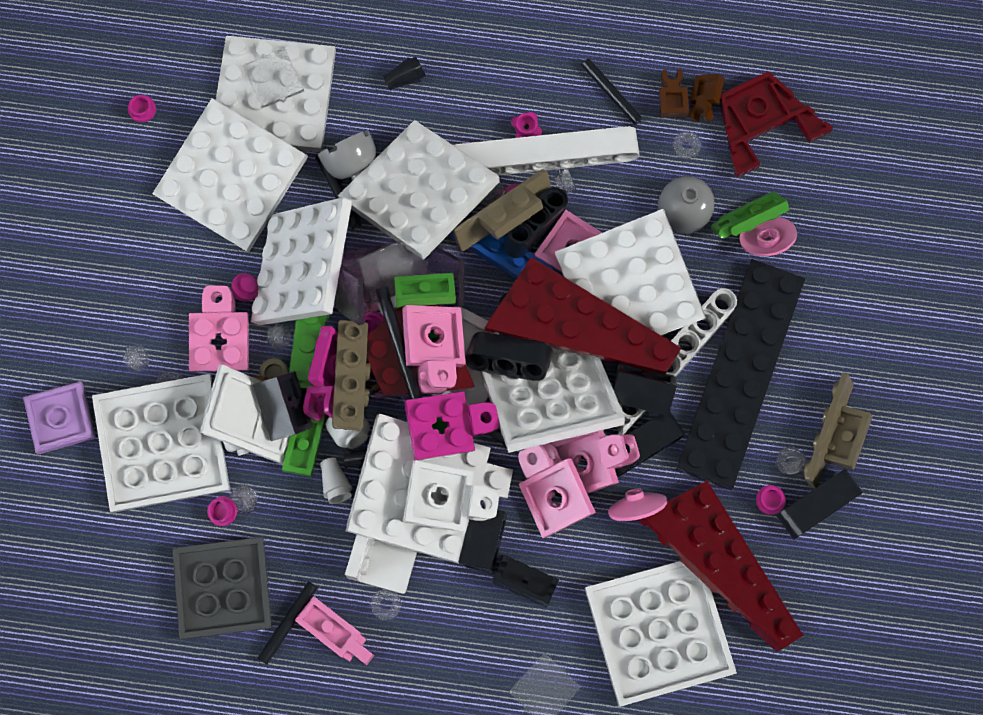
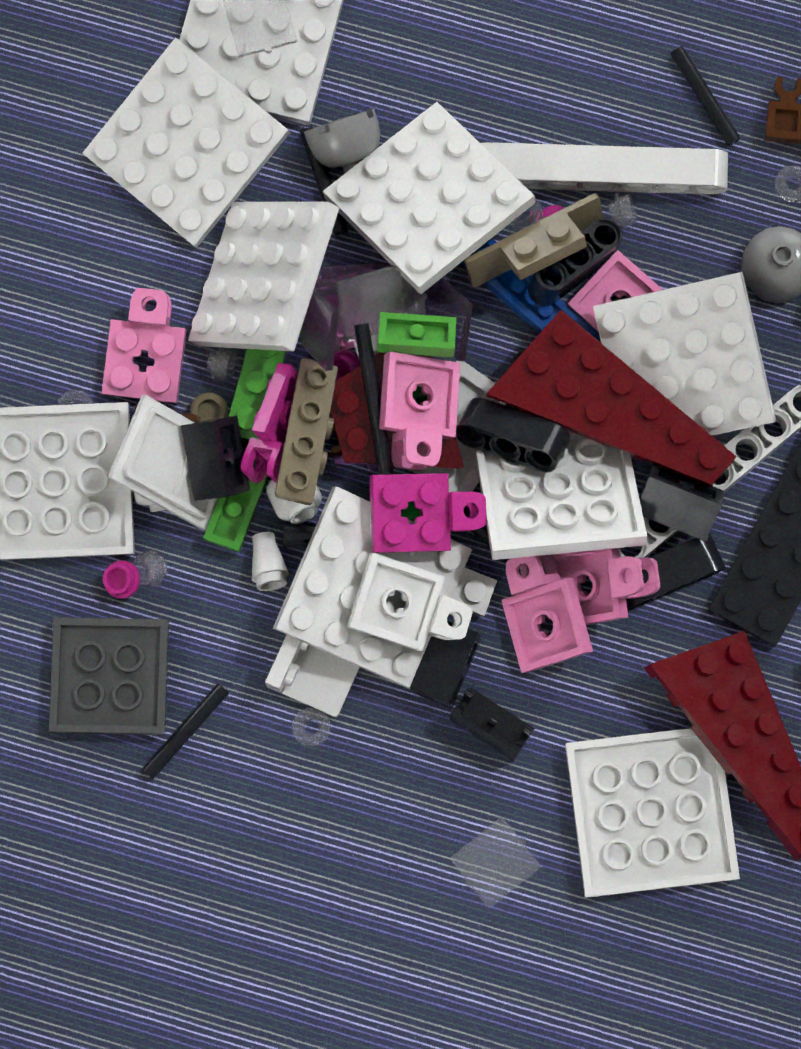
camera: 15 degrees right, 5 degrees up
(136, 357) = (36, 366): clear plate -> none
(141, 108) = (82, 35): dark pink plate -> none
(244, 287) = (186, 294): dark pink plate -> none
(333, 631) = (241, 750): bright pink hinge -> none
(404, 74) = (433, 35): black cone -> none
(529, 119) = (590, 120): dark pink plate -> none
(637, 505) = (647, 650): bright pink dish -> none

